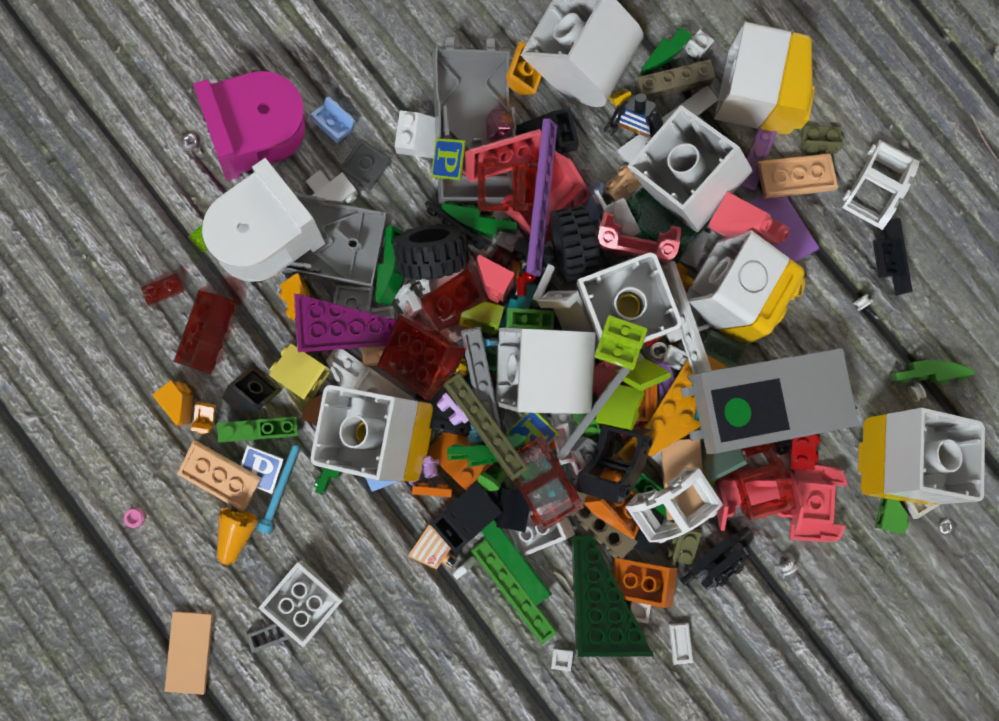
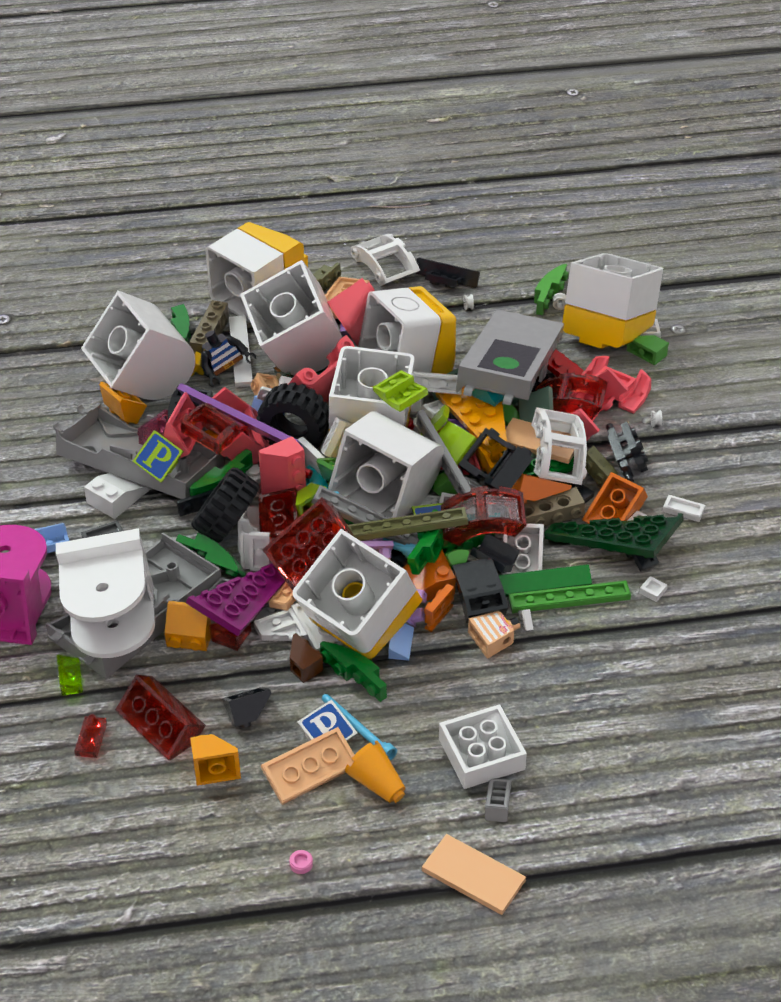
camera: 60 degrees left, 40 degrees down
(204, 418) = (246, 752): light orange bracket -> none
(257, 429) = (289, 711): bright green slope -> none
(299, 372) = (258, 655): light yellow slope -> none
(698, 45) = (194, 310): white bracket -> none

